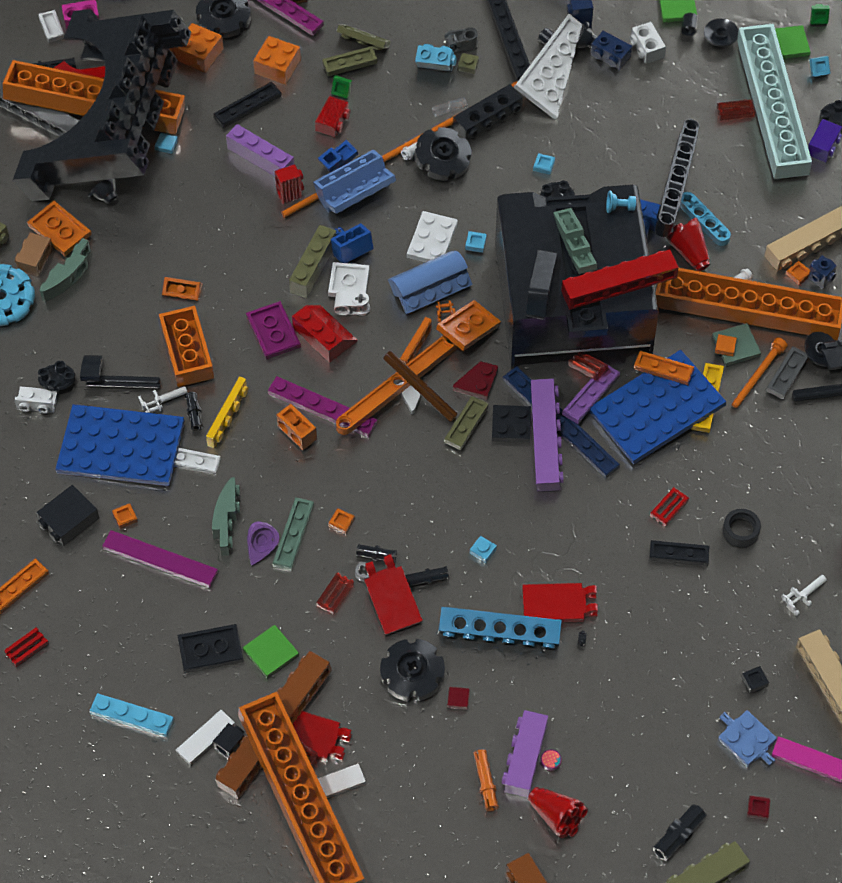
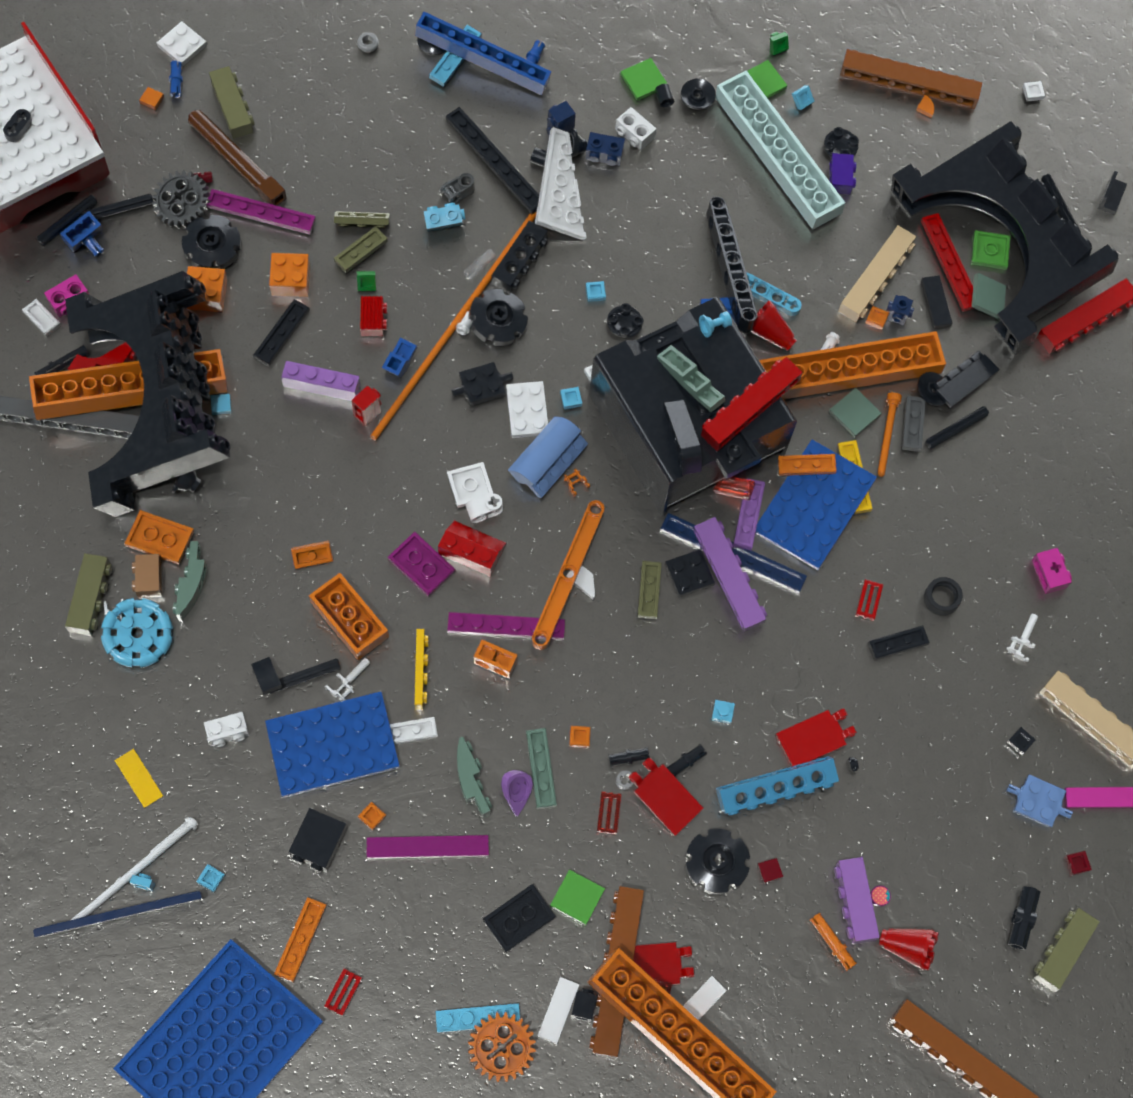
camera: 30 degrees left, 10 degrees up
(56, 376) = (234, 697): black dish -> none
(135, 726) = (514, 1061): none -> orange gear
(194, 411) = (387, 680): black pin -> none
(312, 262) = (427, 478): olive brick -> none
(351, 243) = (456, 445): blue brick -> none
(353, 182) = (428, 380): medium blue brick -> none
(402, 204) = (482, 384): none -> black plate
(417, 341) = (565, 527): orange tile -> none
(420, 386) = (592, 570): reddish brown axle -> none
(468, 63) = (475, 210): olive plate -> none
(468, 325) = (606, 489): orange plate -> none
(477, 381) = (639, 541): dark red wing -> none
(725, 345) = (848, 418): orange tile -> none
(736, 112) = (734, 176): clear red tile -> none

